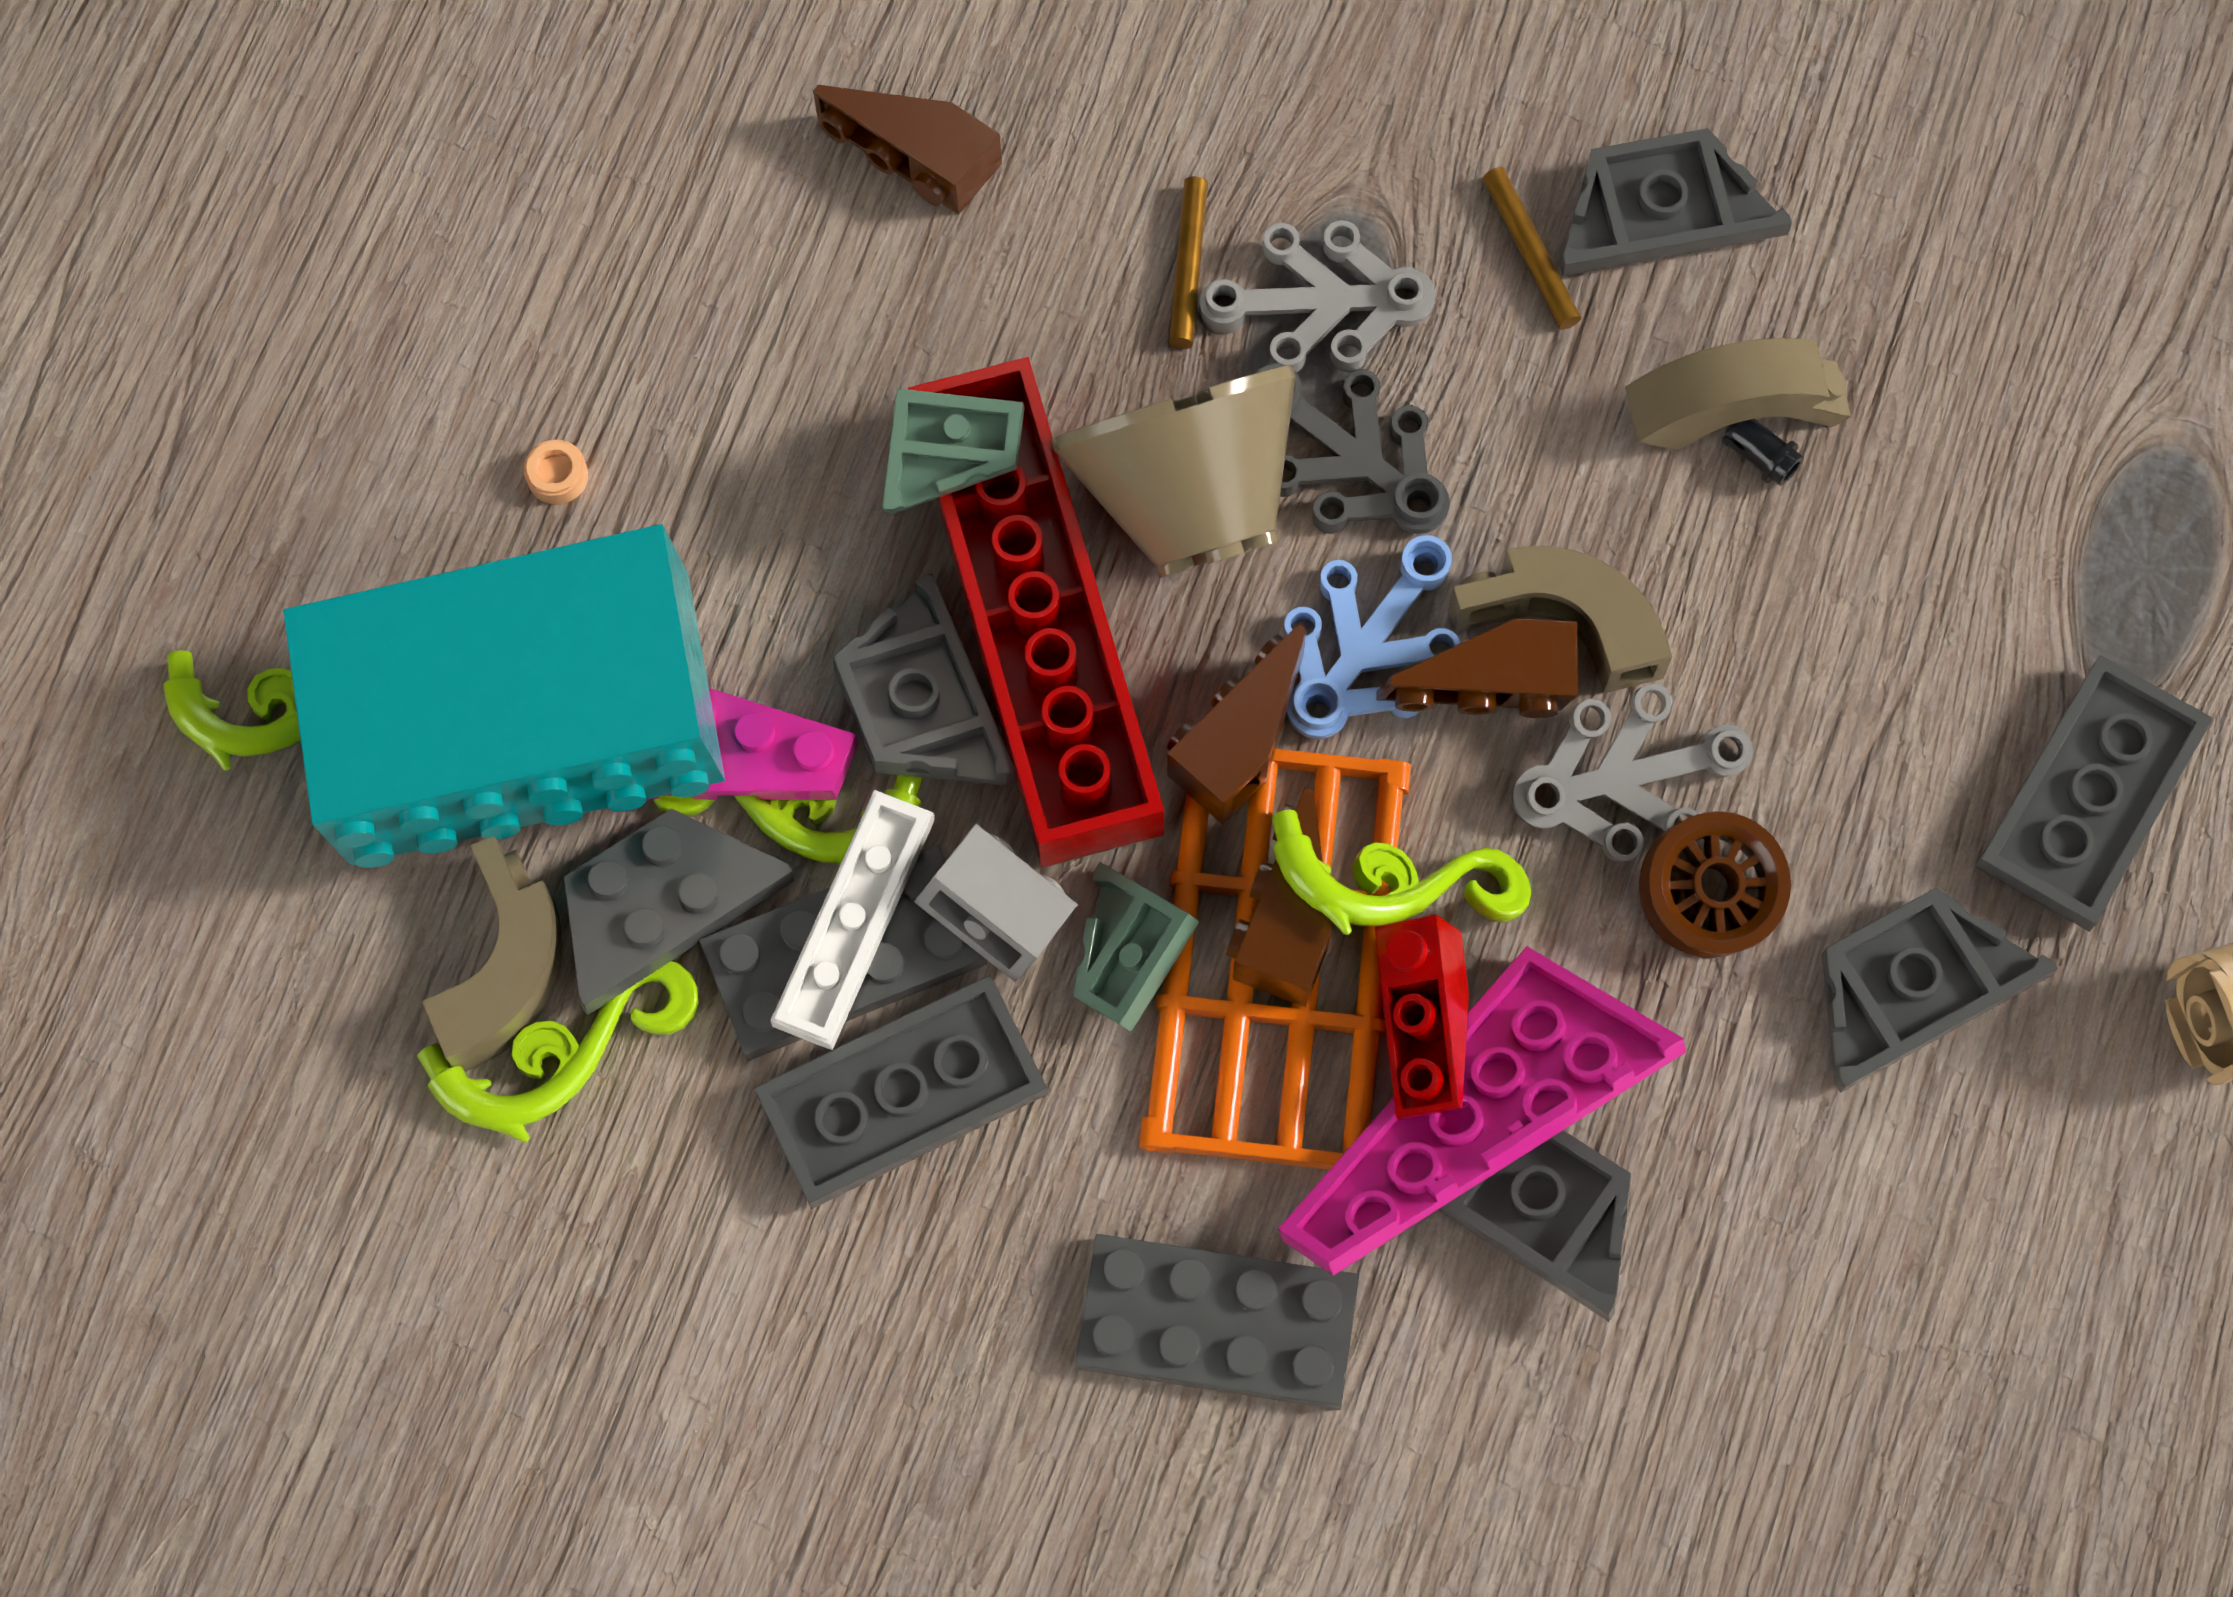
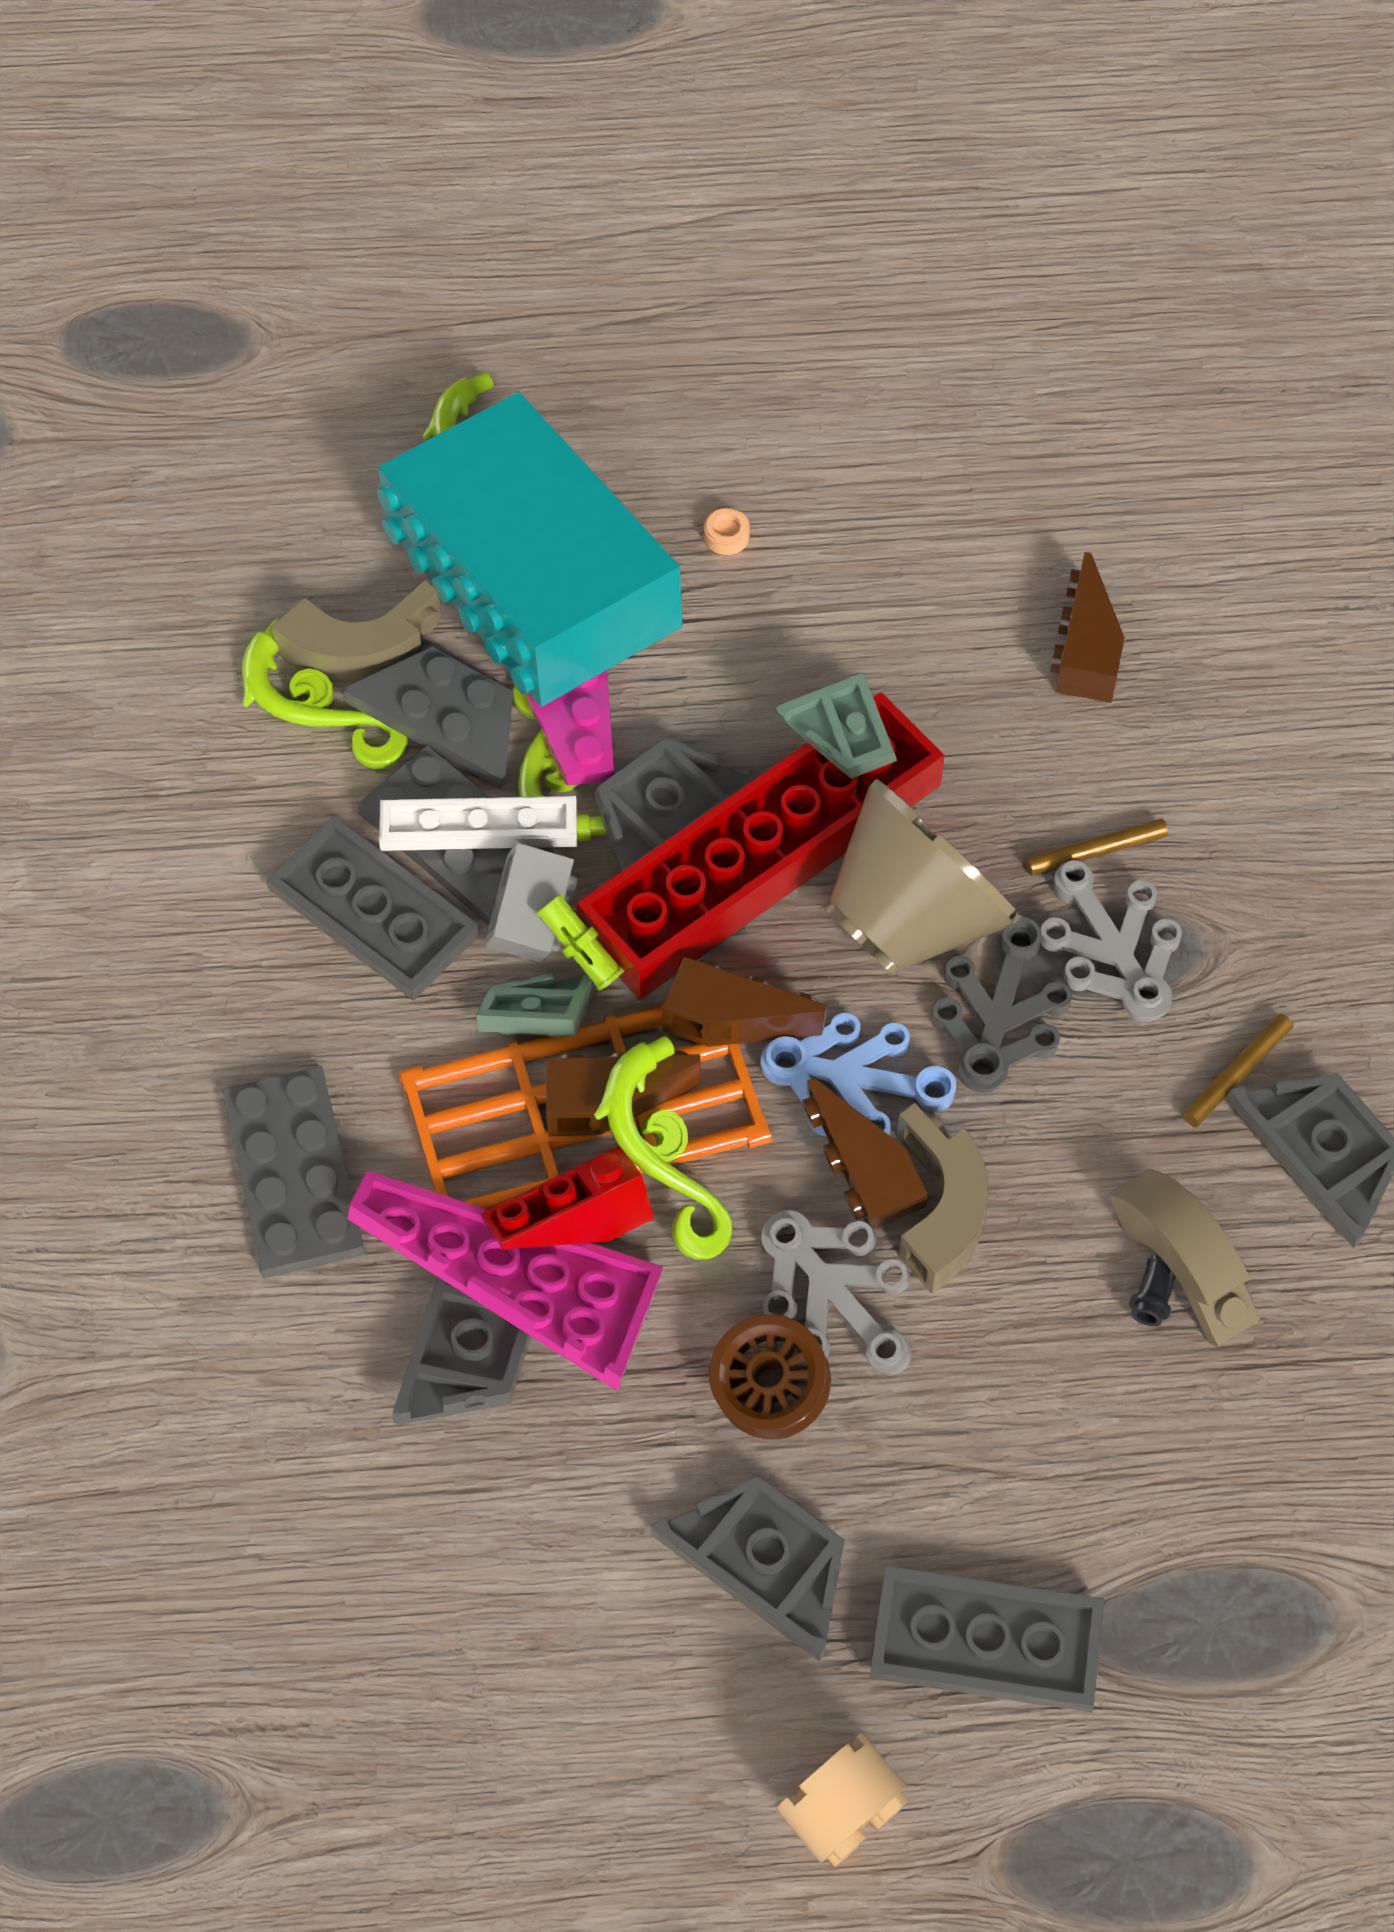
camera: 65 degrees right, 10 degrees down
(1084, 864) = (580, 942): none -> lime pin

